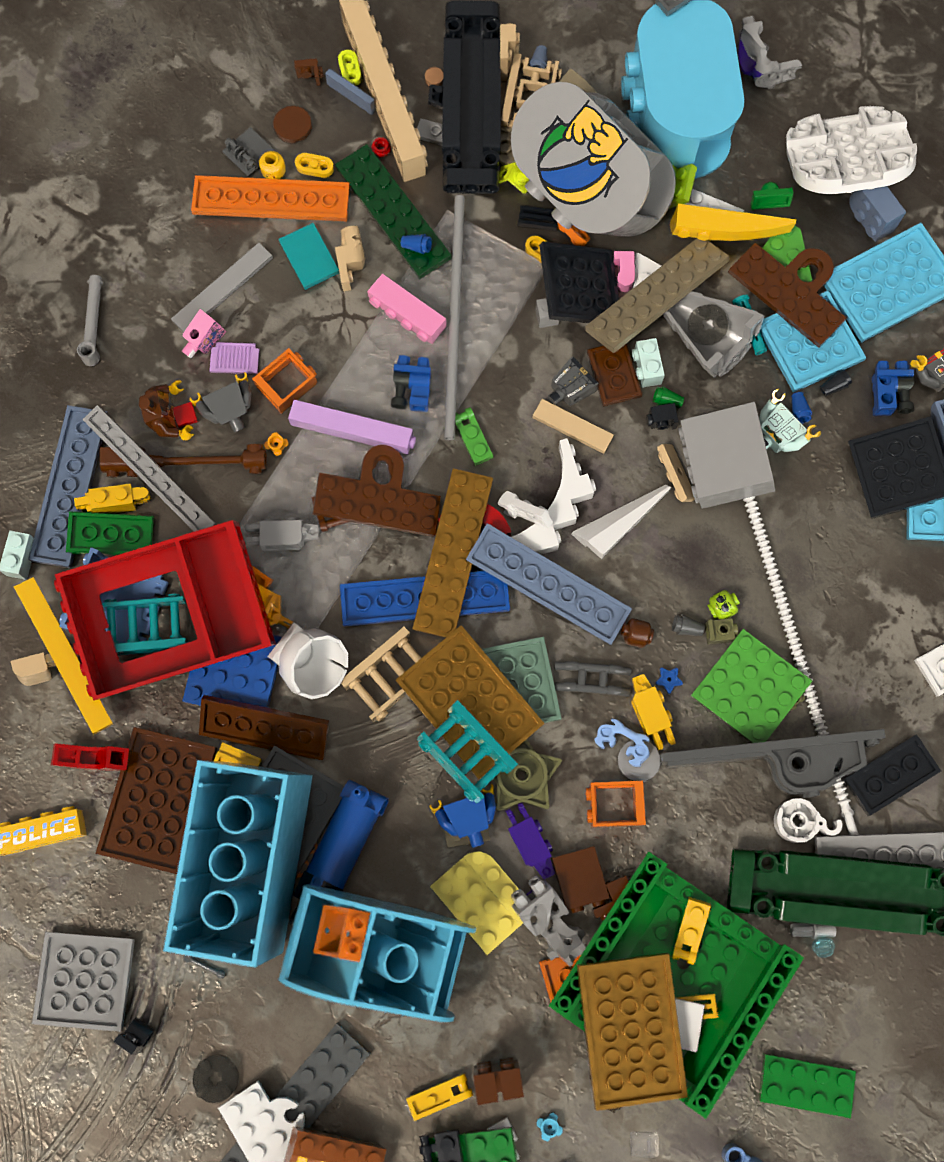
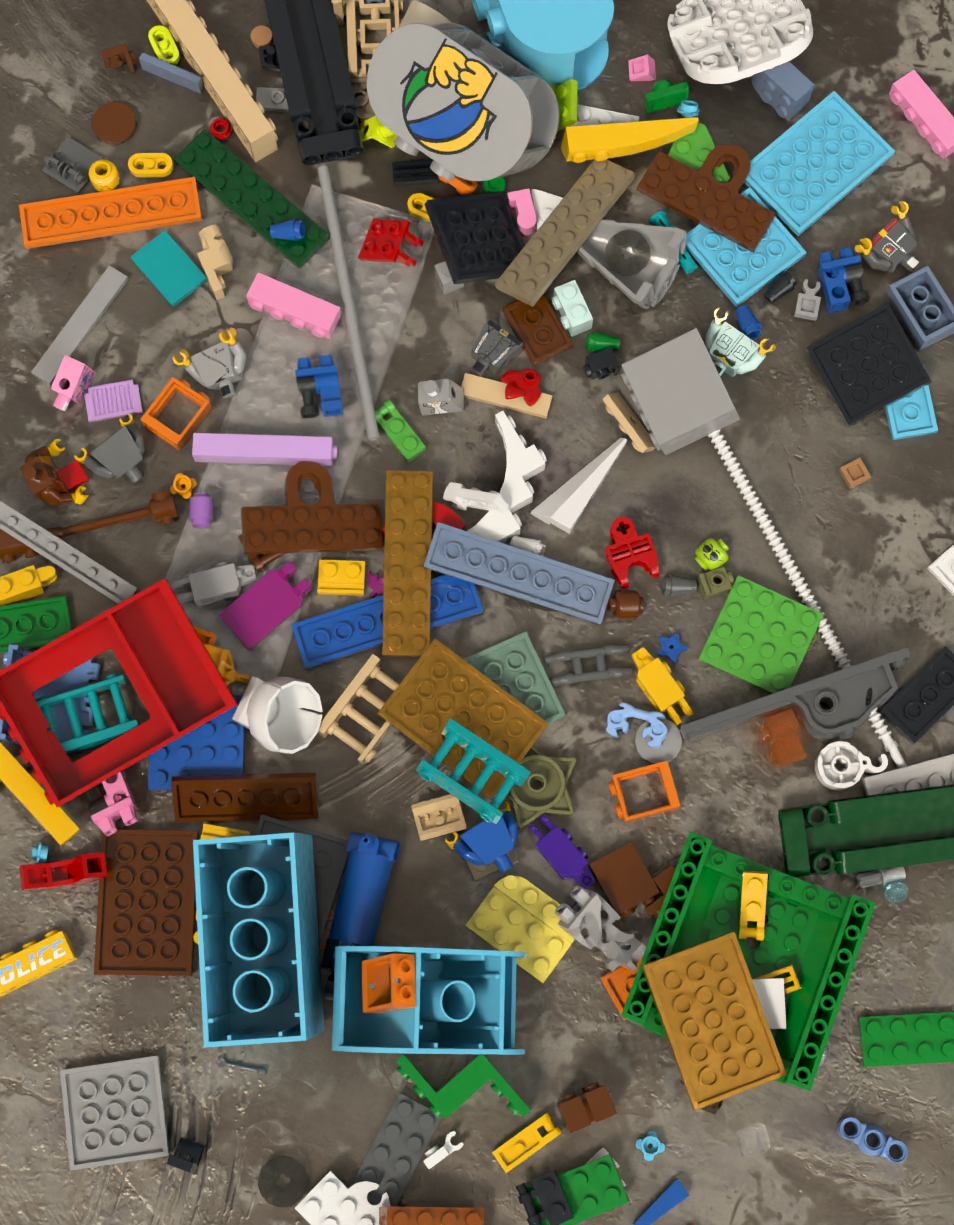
camera: 15 degrees left, 0 degrees up
(75, 735) = (39, 853): none -> medium azure plate
(148, 708) = (114, 805): none -> bright pink hips
(285, 468) = (201, 510): none -> medium lavender brick
(321, 563) = (265, 606): none -> magenta tile
(330, 346) = (218, 365): none -> light grey torso
(356, 1088) = (435, 1154): none -> white plate
(393, 553) = (341, 577): none -> yellow plate
(393, 1034) = (462, 1087): none -> green bracket
(421, 565) = (376, 584): none -> magenta piece
(428, 784) = (438, 816): none -> tan bracket
(498, 269) = (384, 241): none -> red plate
(512, 414) = (437, 397): none -> light grey torso
(563, 561) = (530, 545): none -> white cone
(586, 420) = (520, 386): none -> red plate
(605, 242) = (494, 185): none -> green tile
(651, 586) = (629, 551): none -> red piece
(750, 785) = (782, 739): none -> clear orange brick
(755, 170) = (642, 69): none -> bright pink slope
(789, 211) = (688, 108): none -> medium azure plate
(857, 402) = (807, 303): none -> light grey plate
(867, 561) = (854, 473): none -> medium nougat plate

